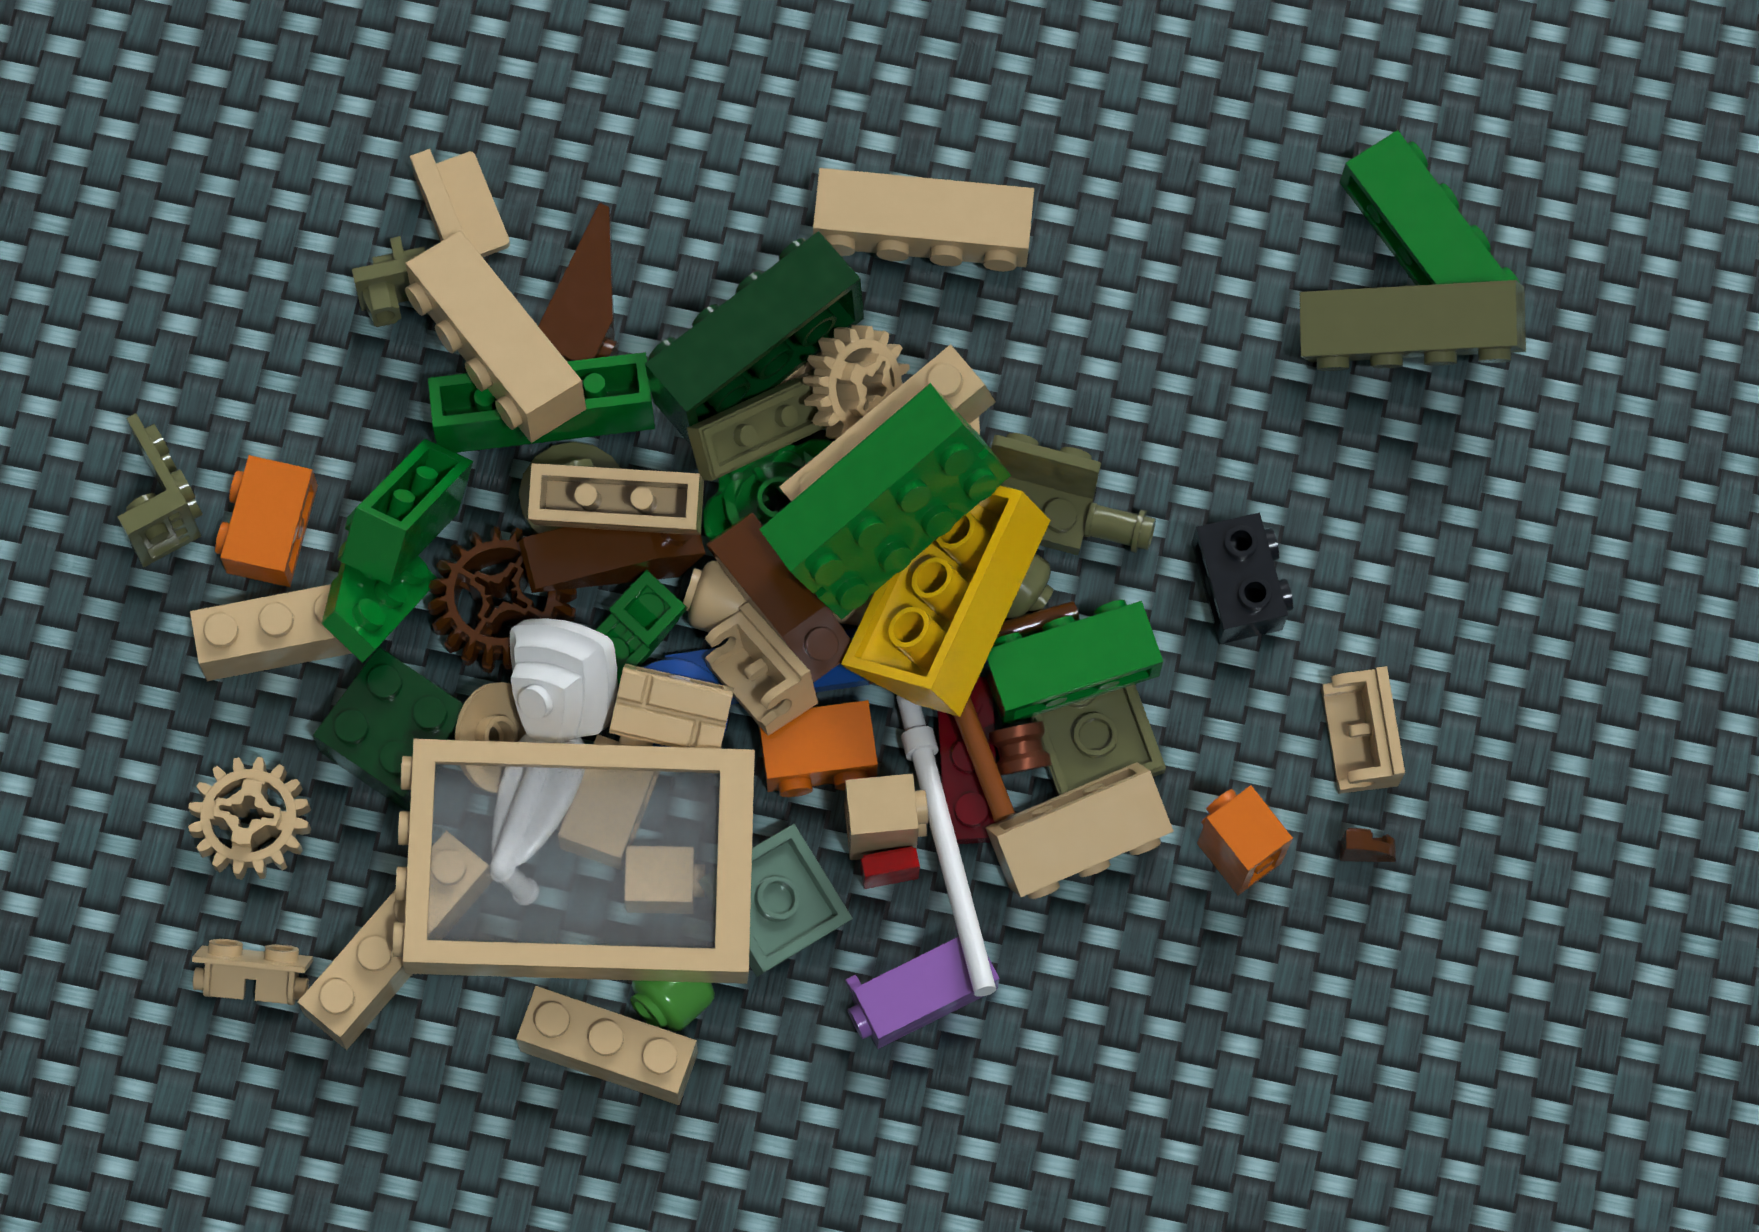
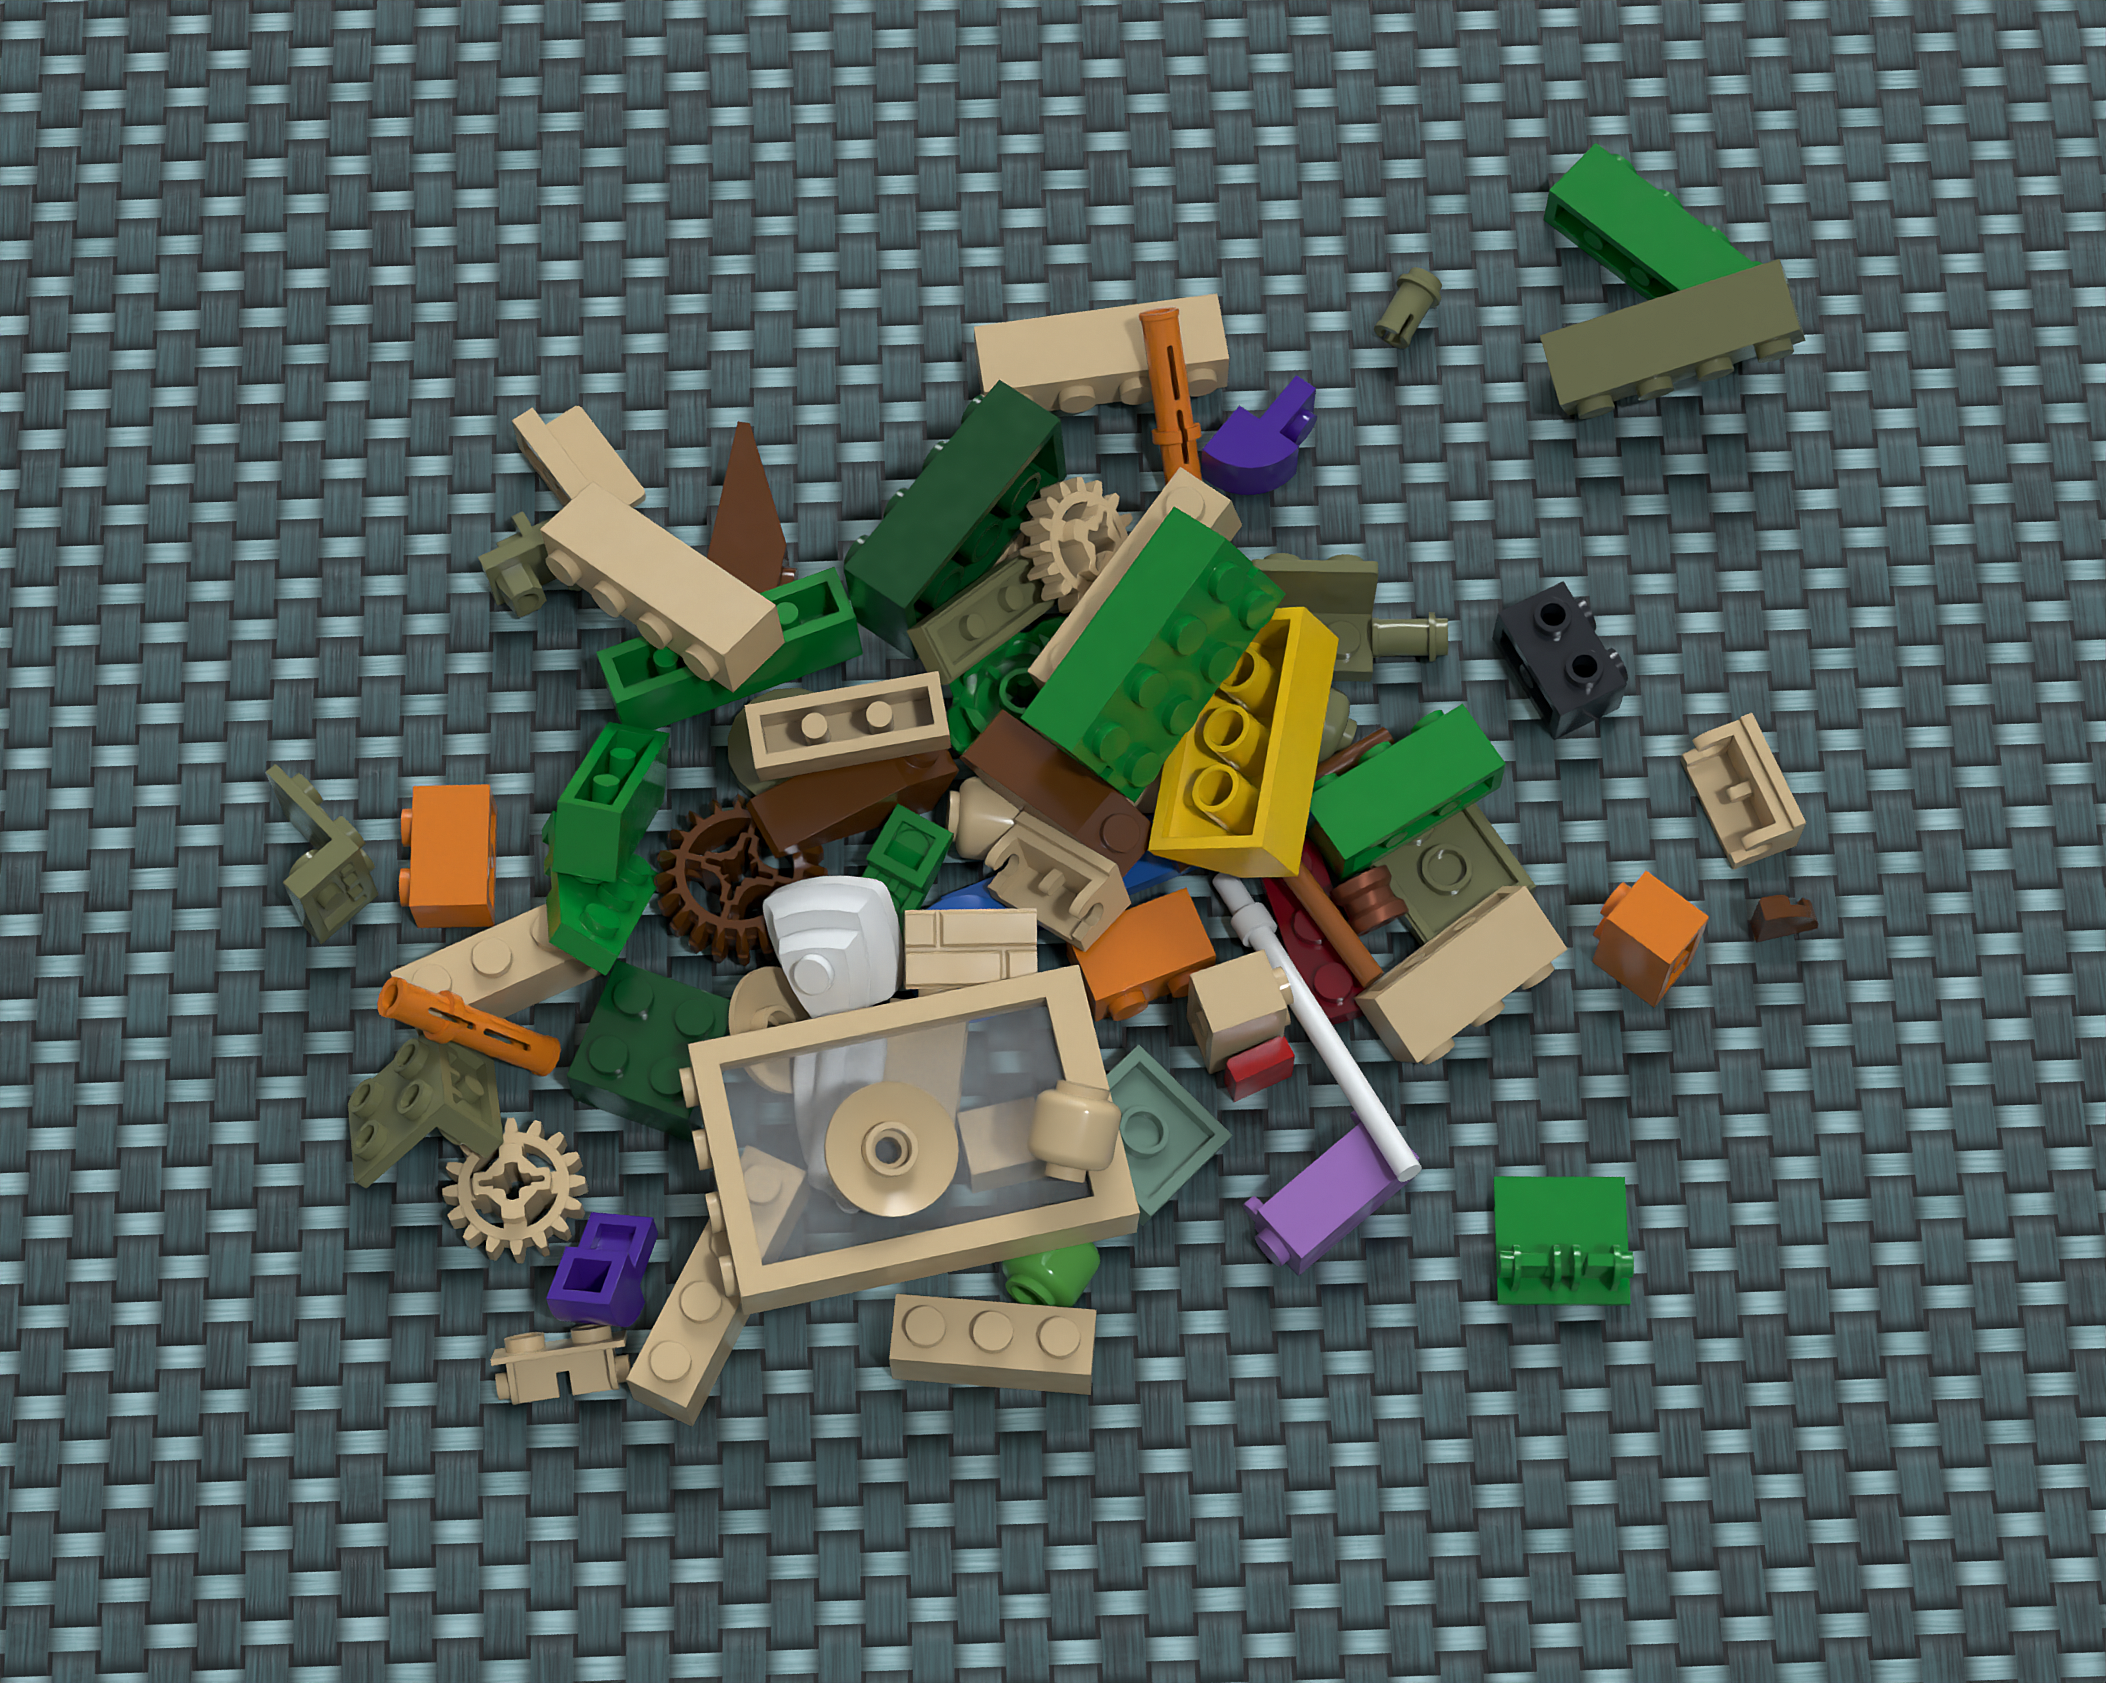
camera: 10 degrees left, 5 degrees down
(196, 648) = (411, 1006): none -> orange pin
(198, 716) = (414, 1094): none -> olive bracket
(302, 909) = (604, 1273): none -> dark purple brick
(584, 877) = (923, 1141): none -> tan dish
(710, 891) = (1074, 1130): none -> tan head
(968, 295) = (1170, 393): none -> orange pin
(1034, 334) = (1261, 453): none -> dark purple brick
(1102, 1075) = (1562, 1241): none -> green hinge
(1199, 235) = (1409, 306): none -> olive pin

